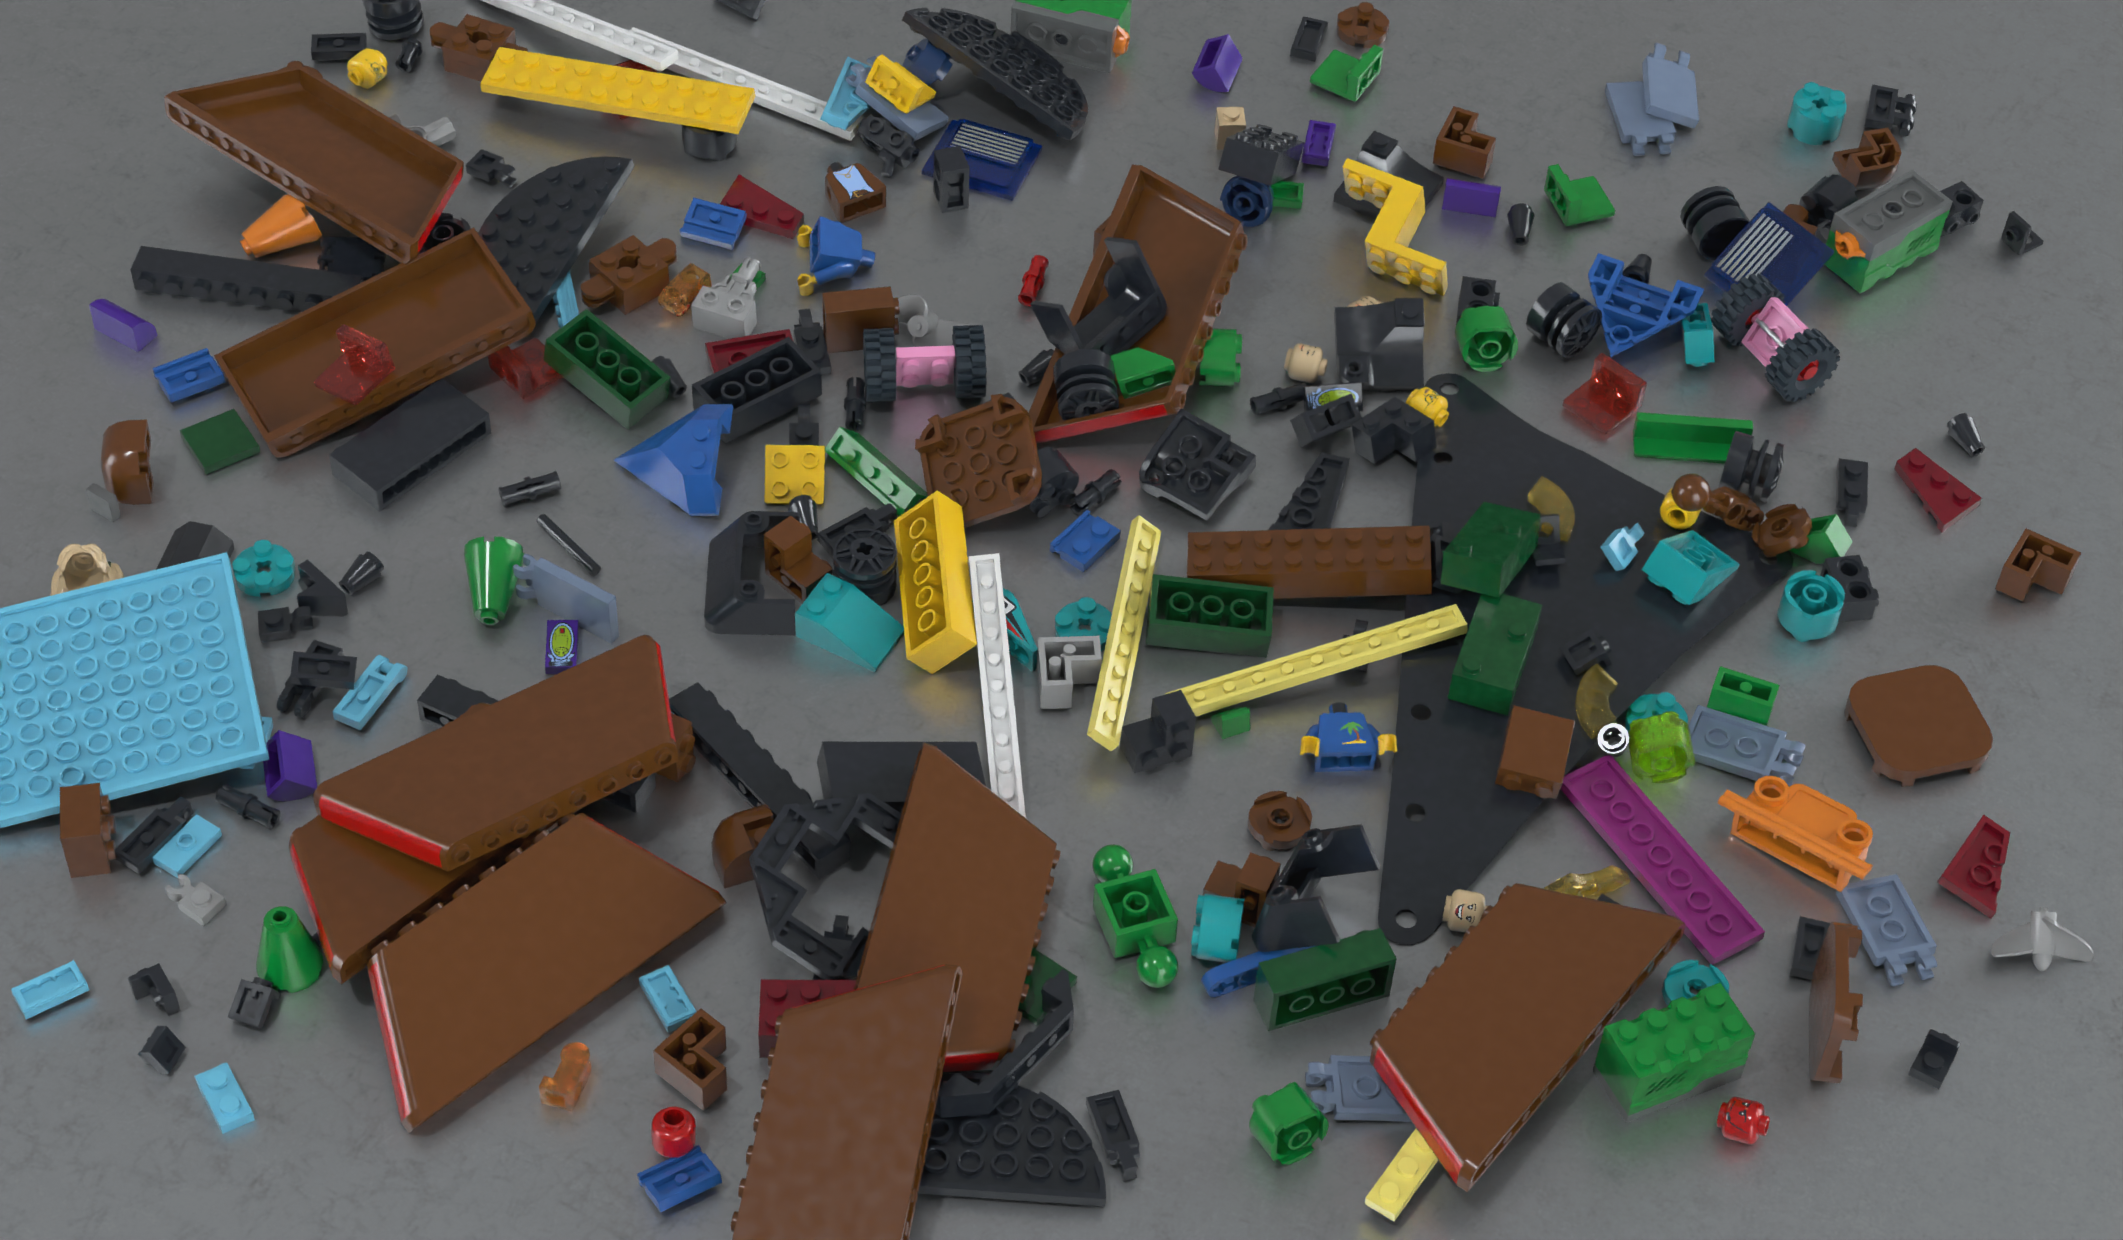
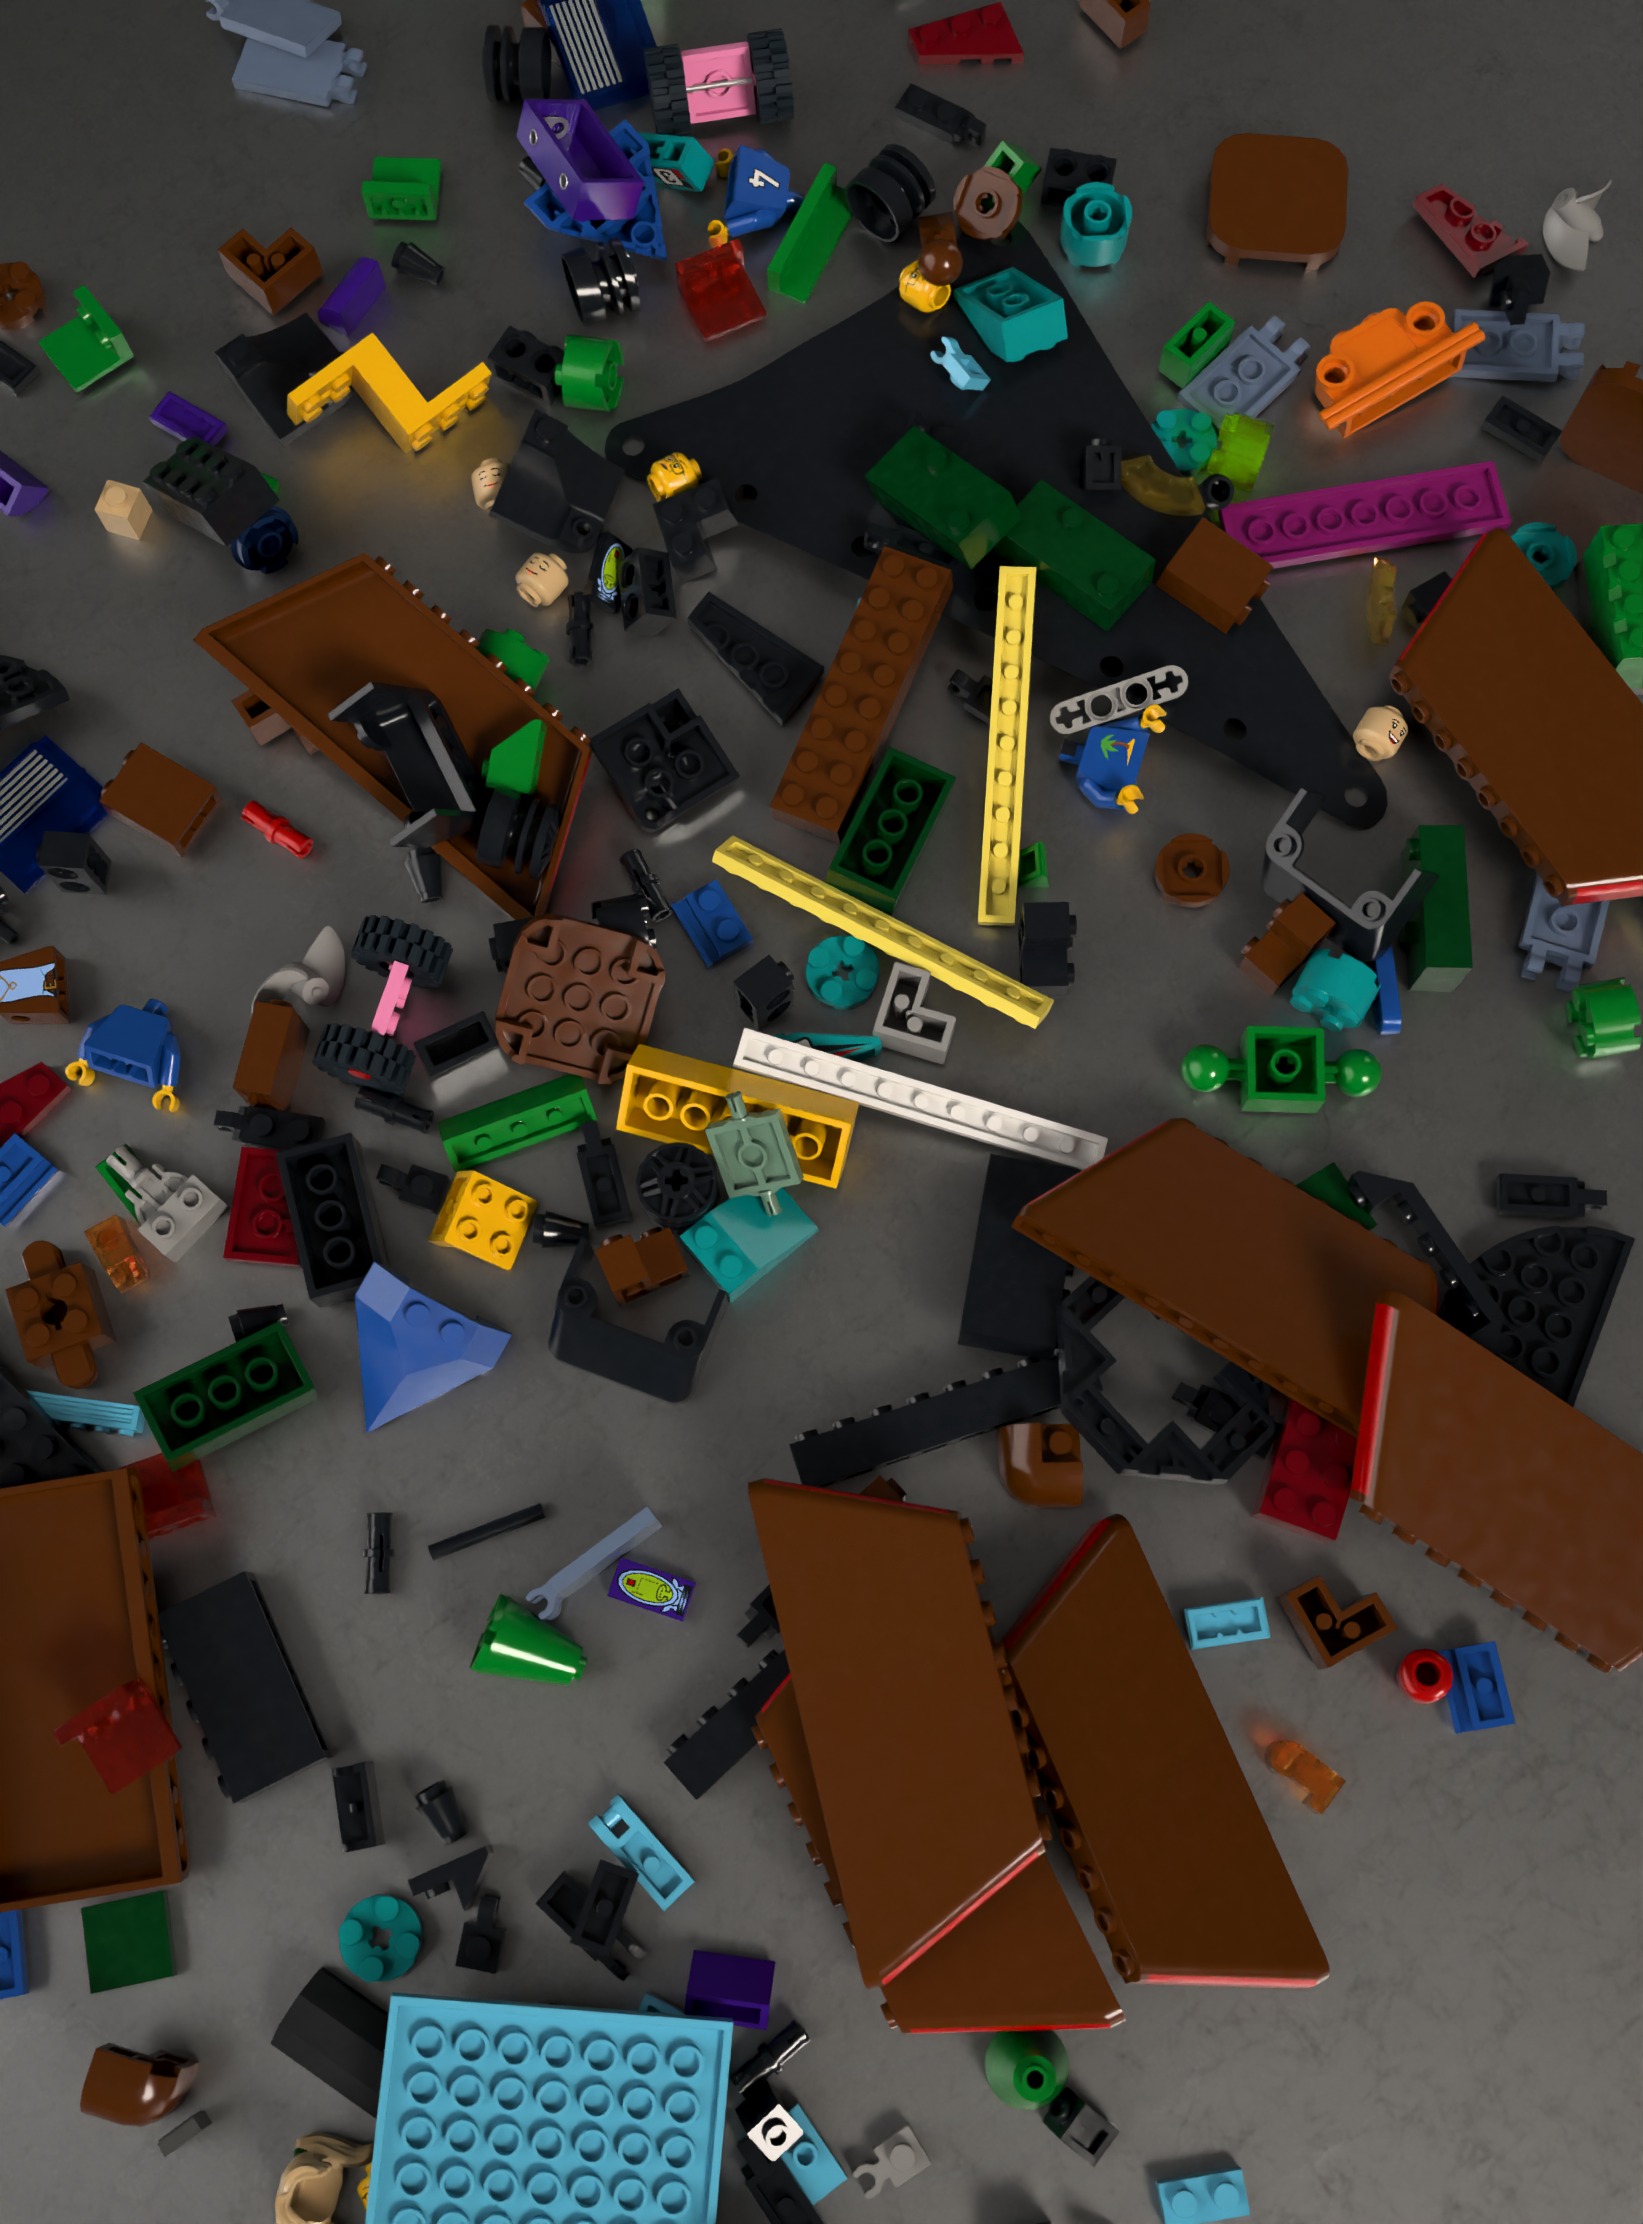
camera: 65 degrees left, 25 degrees up
(201, 809) = (768, 2121): none -> black bracket
(350, 530) = (358, 1806): none -> black hinge
(906, 590) = (754, 1153): none -> sand green plate
(909, 410) = (456, 1044): none -> black brick
(1022, 212) = (159, 798): none -> reddish brown brick
(1039, 573) = (765, 992): none -> black brick
(1394, 719) = (1117, 695): none -> light grey beam
(1553, 500) = (872, 410): clear yellow tile -> none
(1657, 256) = (579, 159): none -> dark purple piece
(1699, 389) = (754, 193): none -> blue torso
(1944, 904) = (1517, 284): none -> black brick

